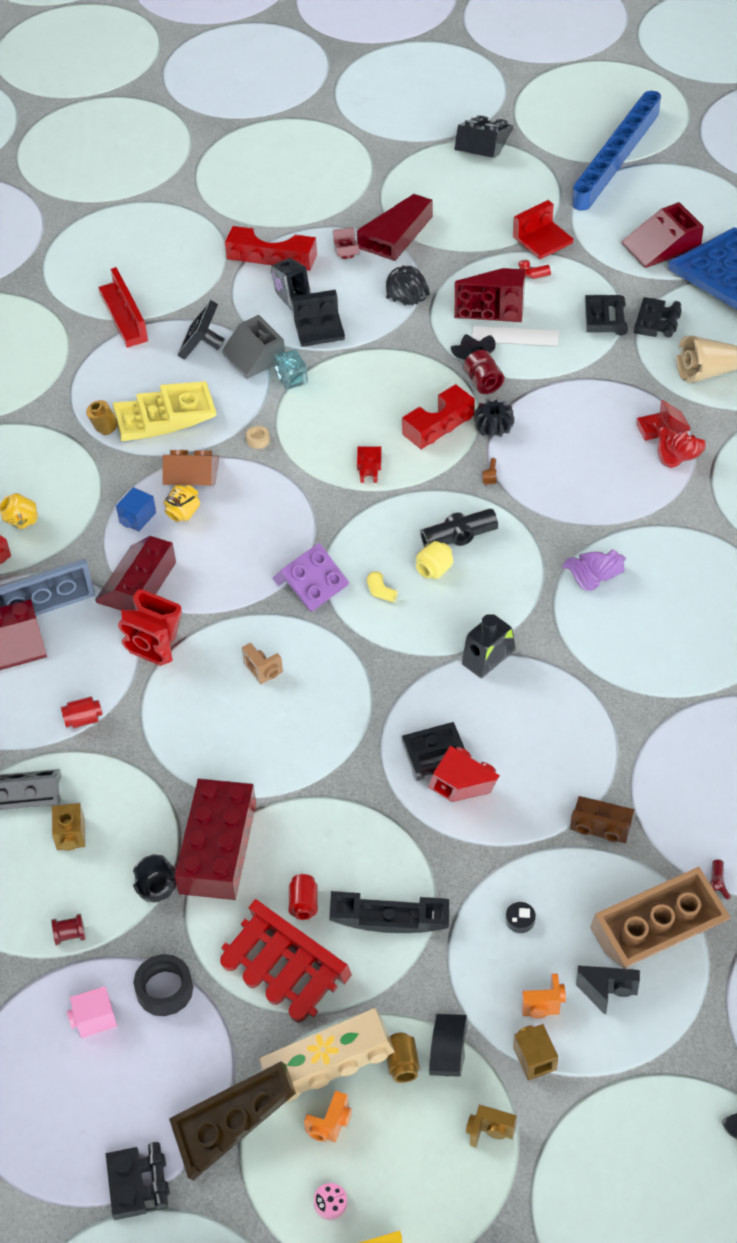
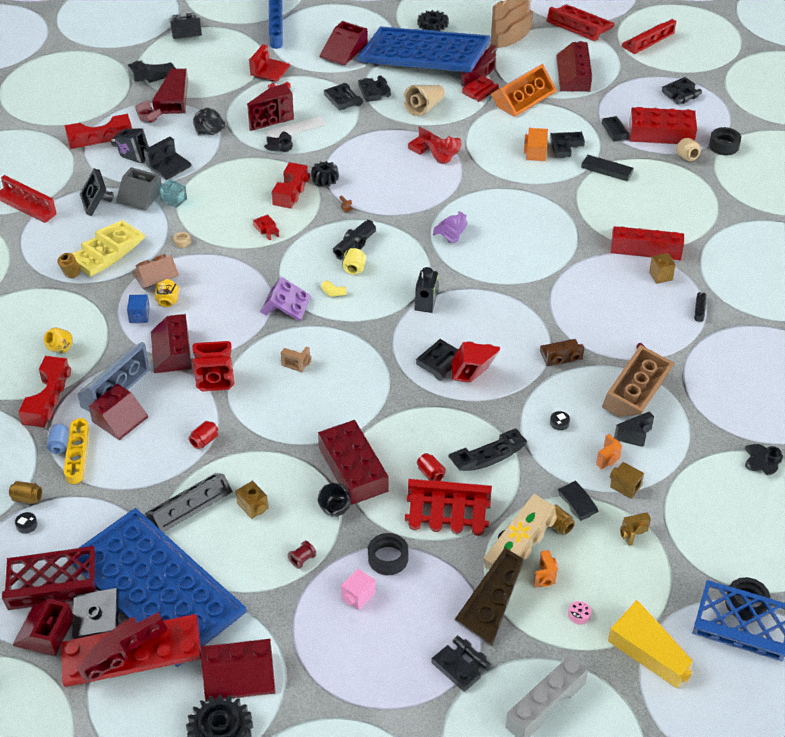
camera: 35 degrees left, 5 degrees down
(379, 182) = (140, 71): none -> black slope
(484, 372) = (298, 151): dark red wheel -> none

